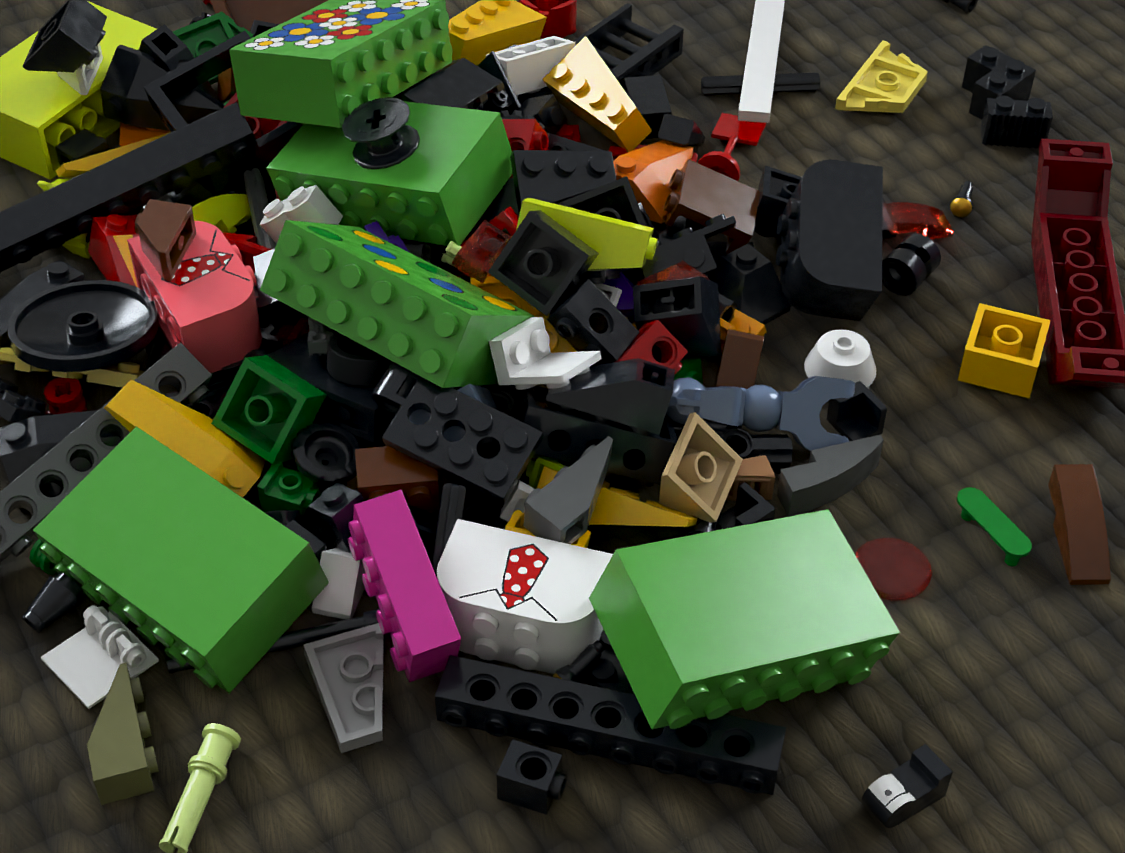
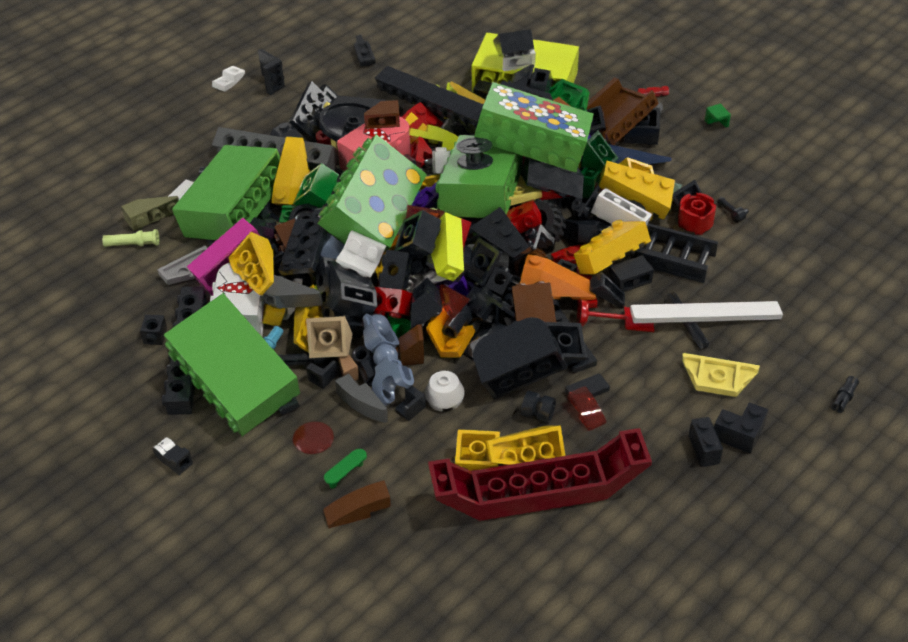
camera: 75 degrees right, 0 degrees up
(494, 520) = (254, 262): none -> yellow wedge
(962, 204) = (613, 428): piece -> none
(1000, 279) = (527, 446): none -> yellow wedge

